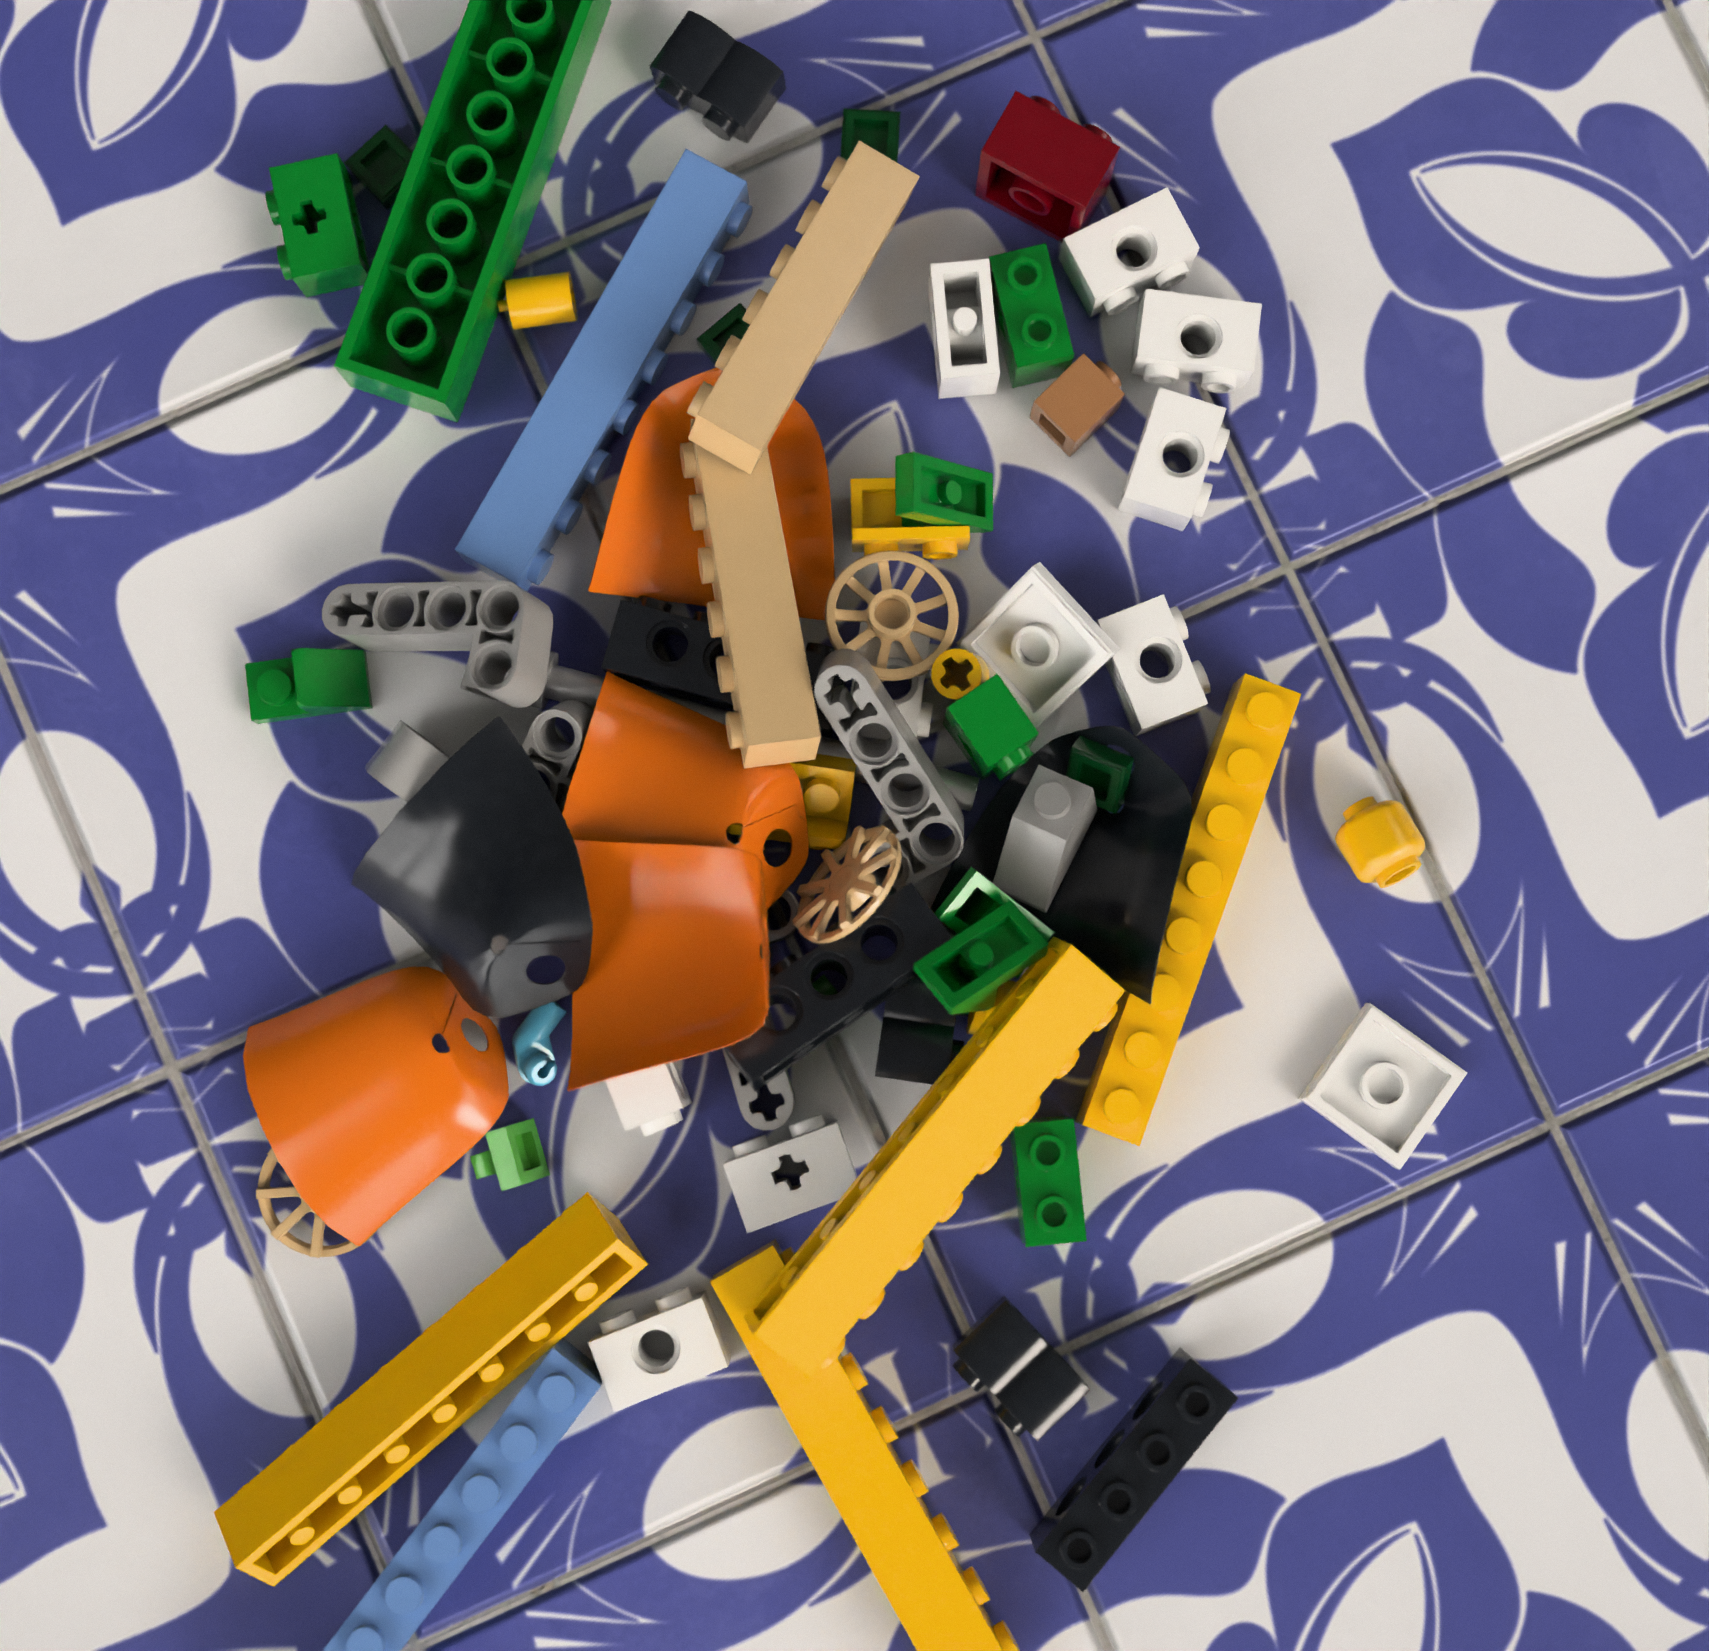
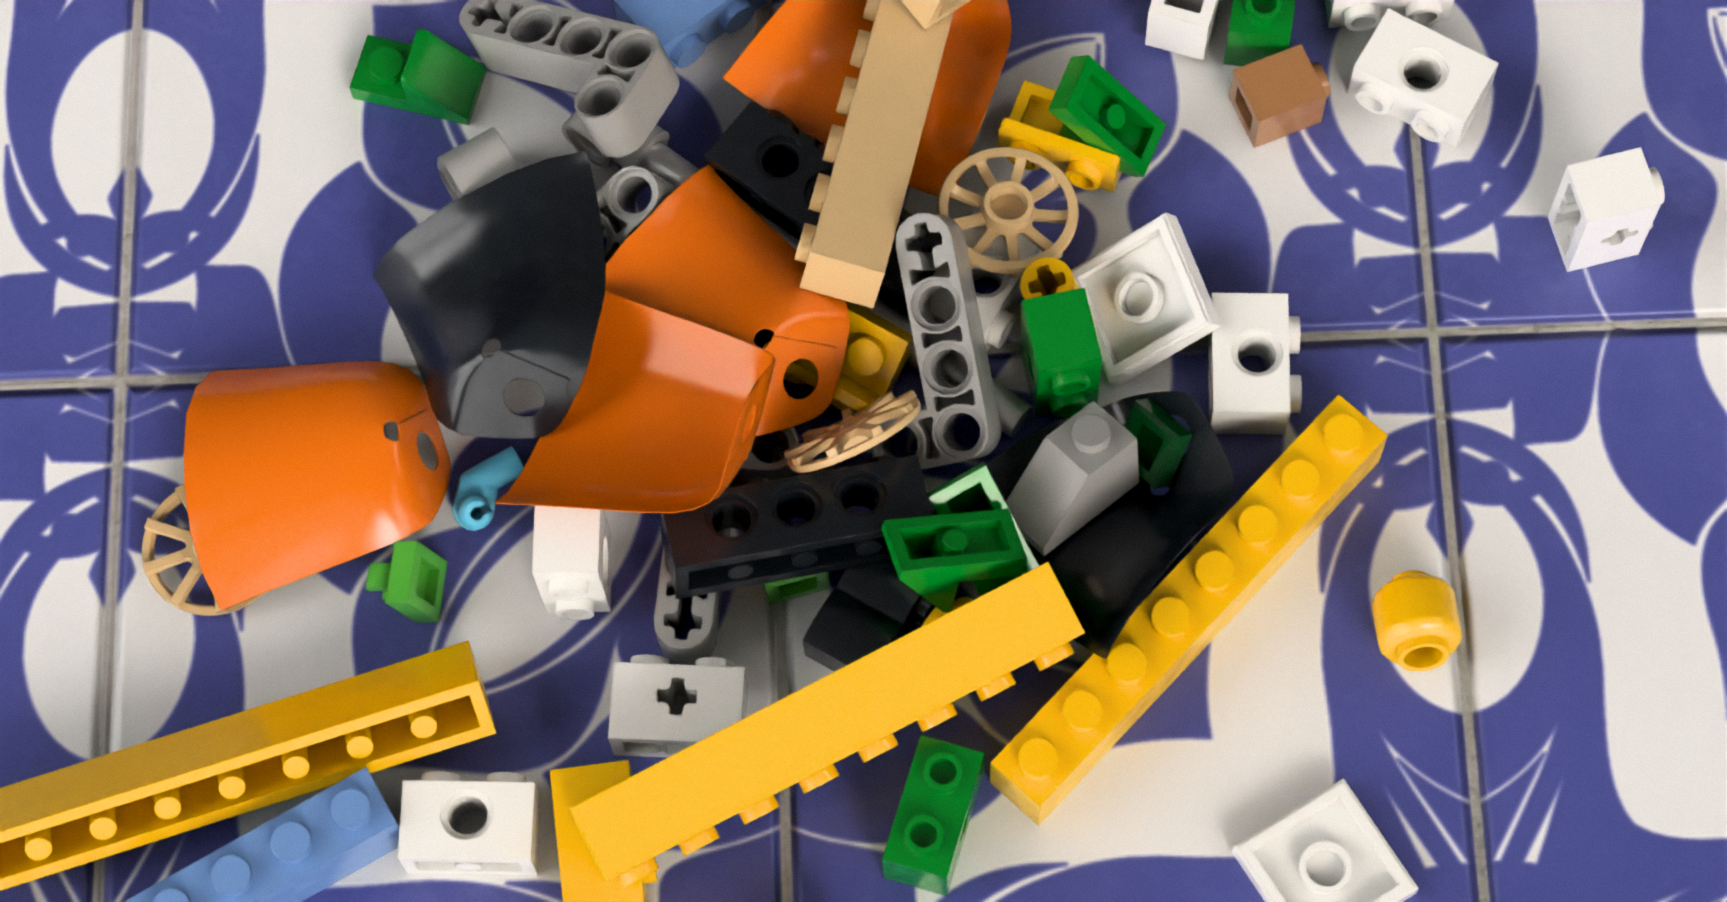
camera: 25 degrees right, 15 degrees down
(1179, 425) = (1363, 148): white brick -> none
(1405, 406) = (1605, 208): none -> white brick

